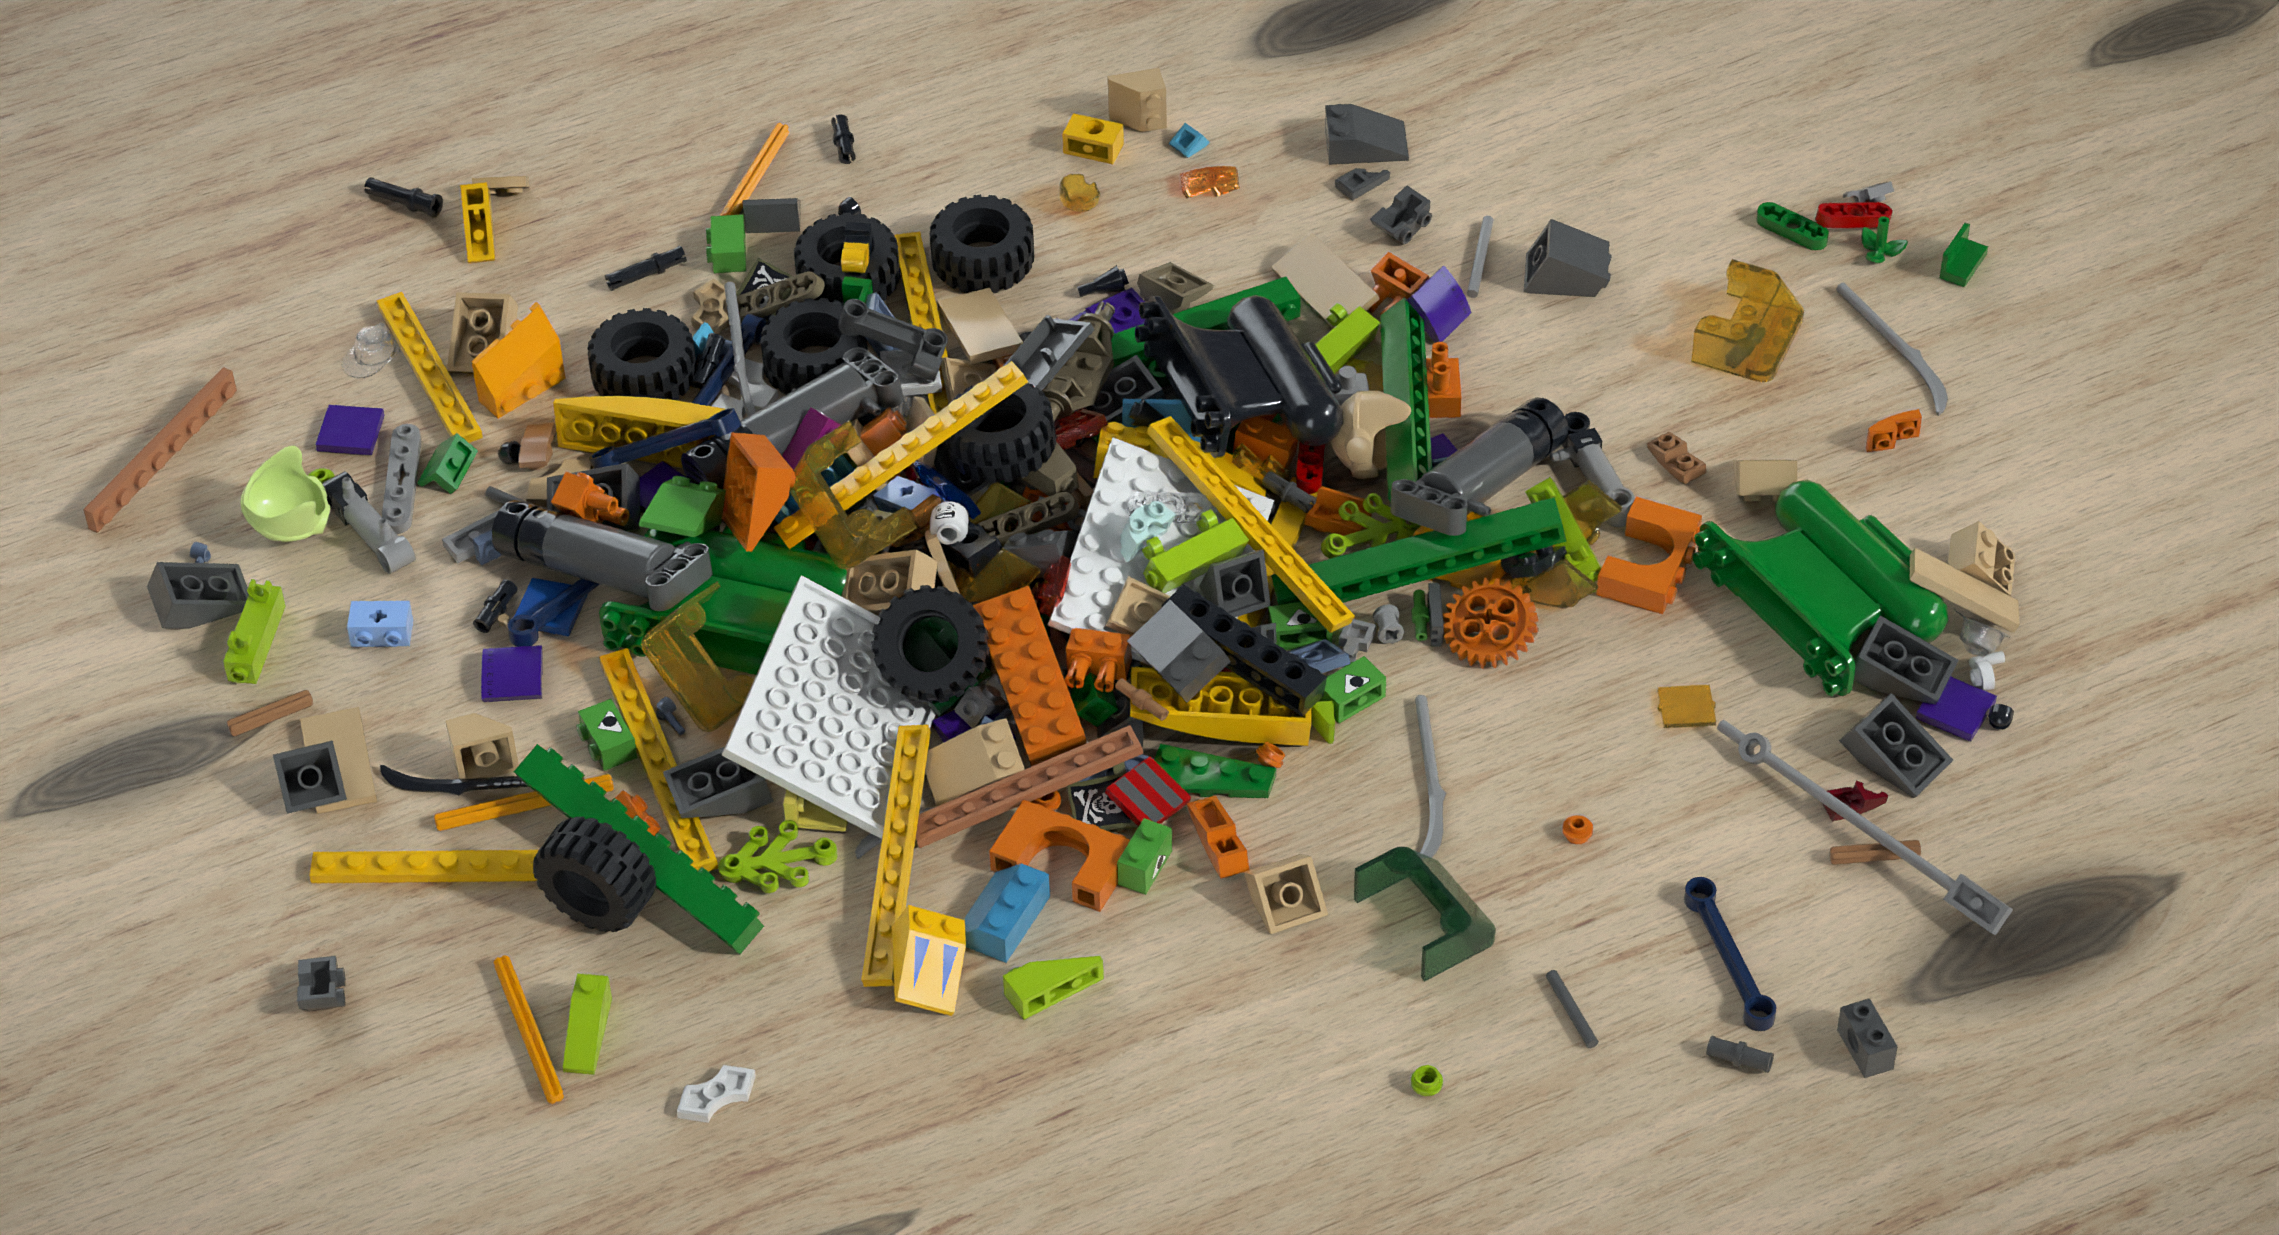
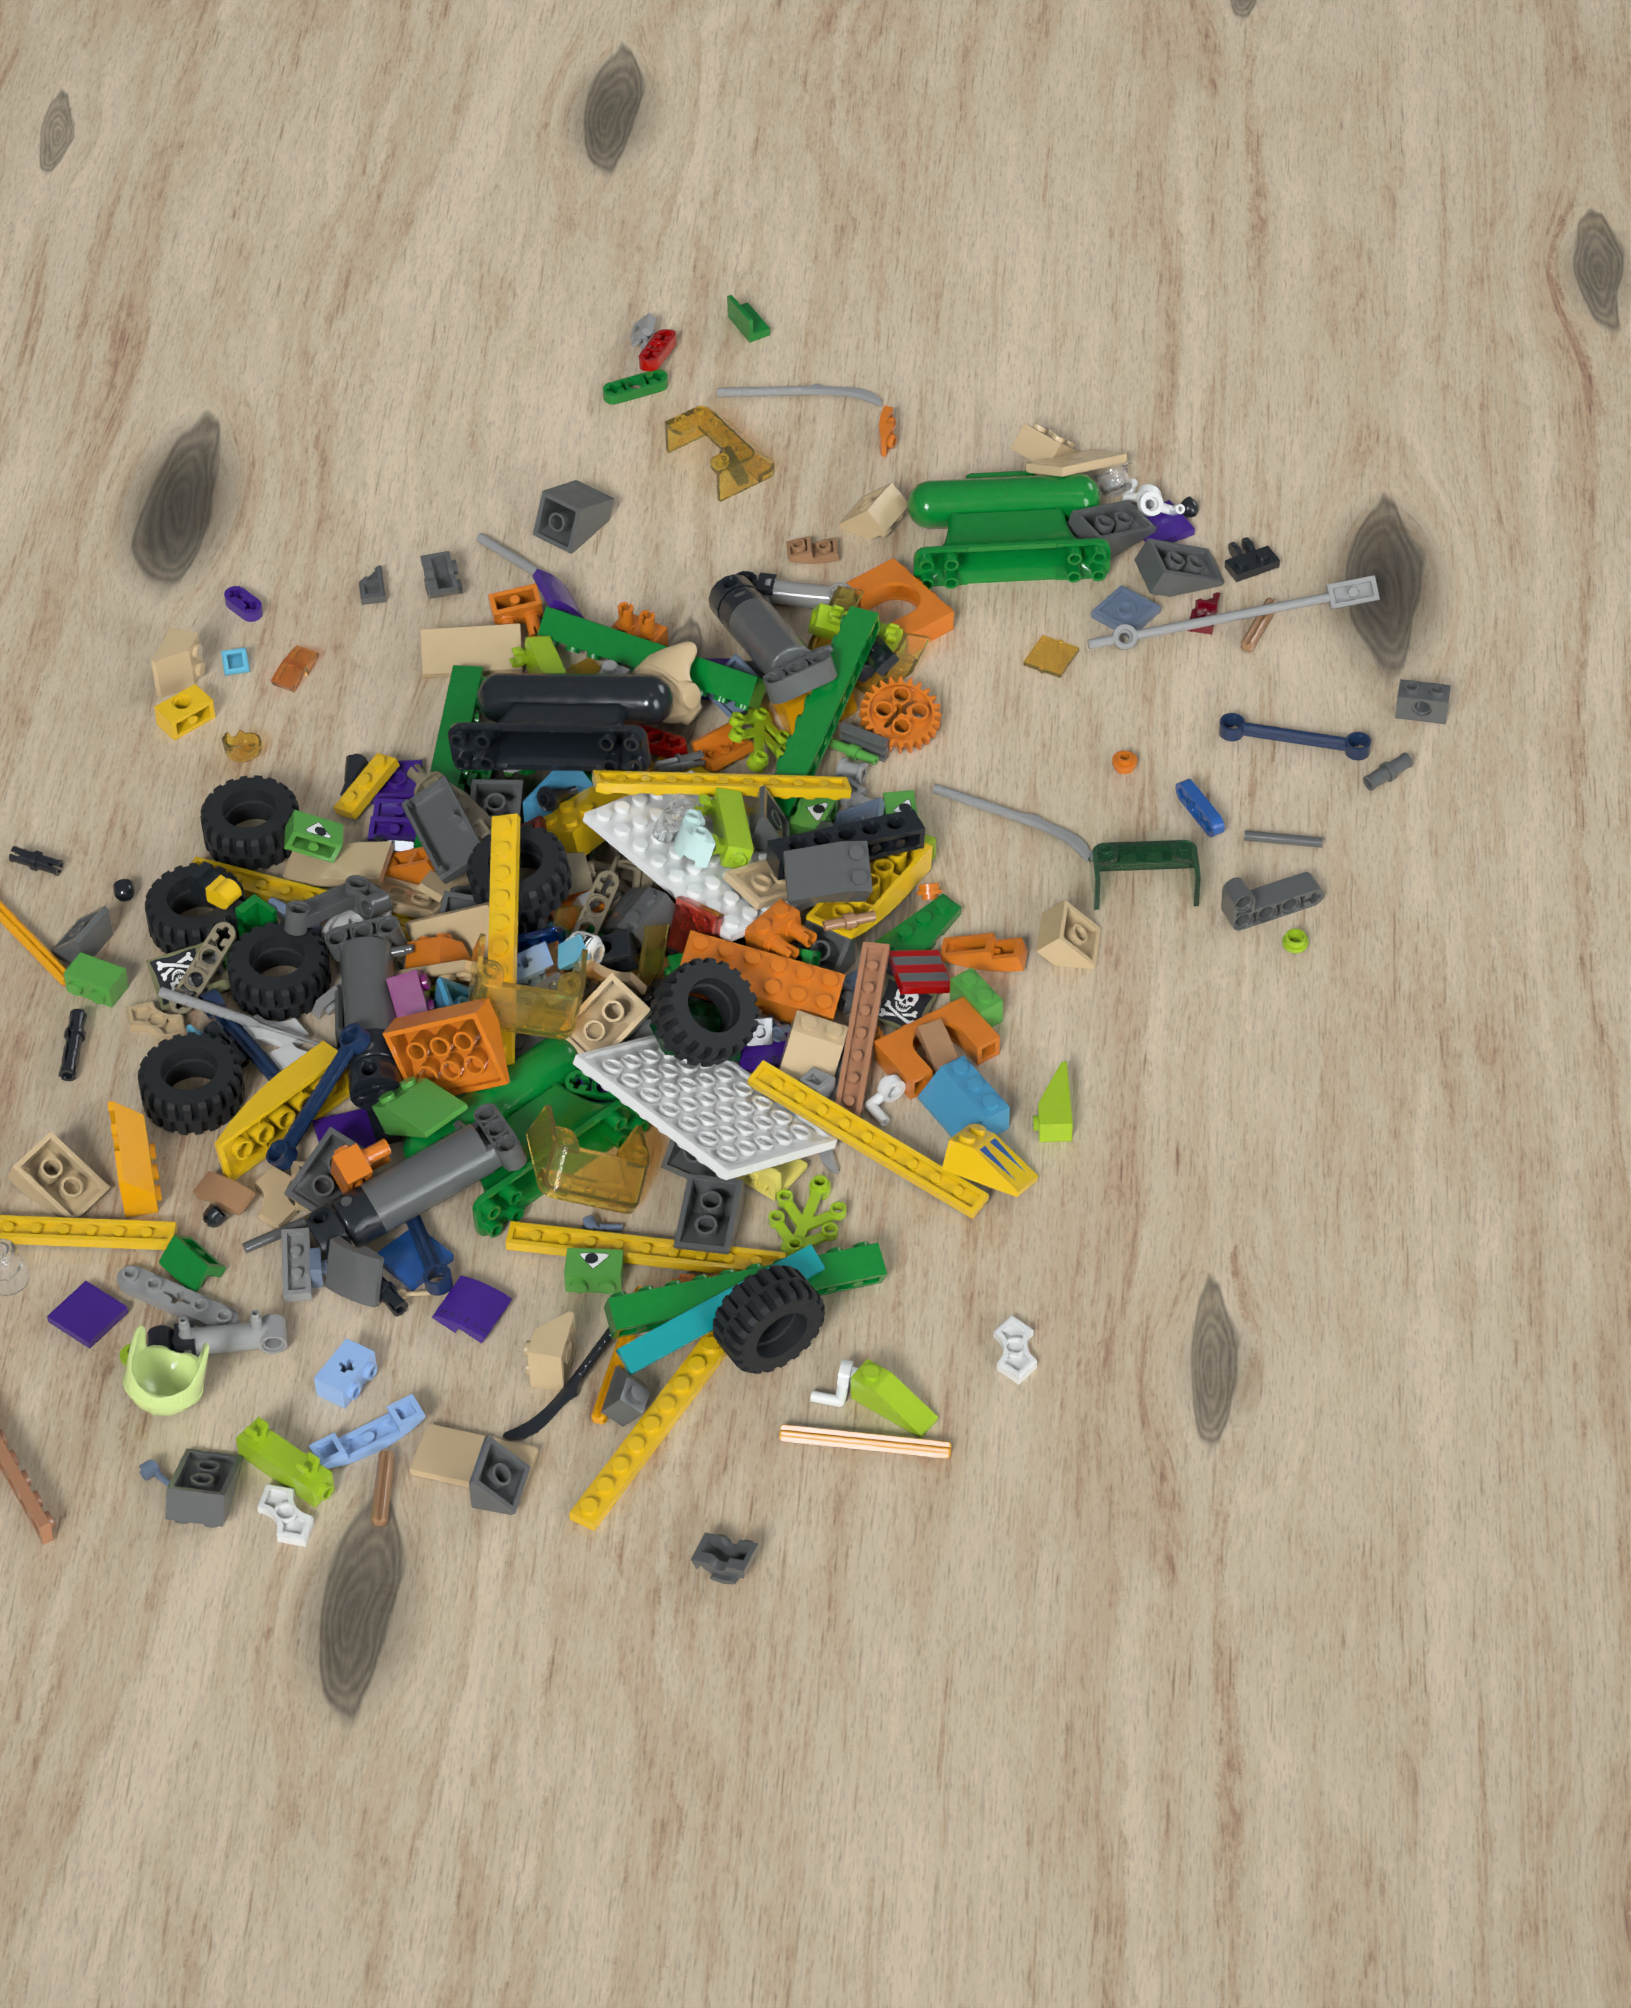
camera: 60 degrees left, 0 degrees up
(197, 672) = (292, 1524): none -> white tile
(314, 674) = (371, 1437): none -> light blue slope
(471, 823) = (625, 1397): none -> dark grey slope
(488, 569) = (354, 1272): none -> dark grey slope
(543, 819) = (698, 1320): none -> teal tile
(594, 967) = (843, 1384): none -> white plate
(926, 513) = (569, 952): none -> medium azure slope
(938, 784) = (819, 1082): none -> light grey slope
(978, 844) = (889, 1090): none -> white plate
(980, 285) = (313, 836): none -> bright green brick
(1055, 851) = (936, 1044): none -> medium nougat slope
(1088, 297) = (366, 786): none -> yellow plate
(1173, 285) = (399, 736): dark tan slope -> none
(1261, 109) = (240, 606): none -> dark purple beam
(1363, 136) = (327, 564): dark grey slope -> none
(1460, 1031) = (1256, 906): none -> dark grey beam
(1555, 917) = (1200, 808): none -> blue beam
(1802, 735) = (1125, 608): none -> sand blue tile
(1879, 243) = (699, 349): green plant -> none
(1955, 682) = (1157, 505): none -> white plate
(1966, 806) = (1250, 563): none -> black hinge

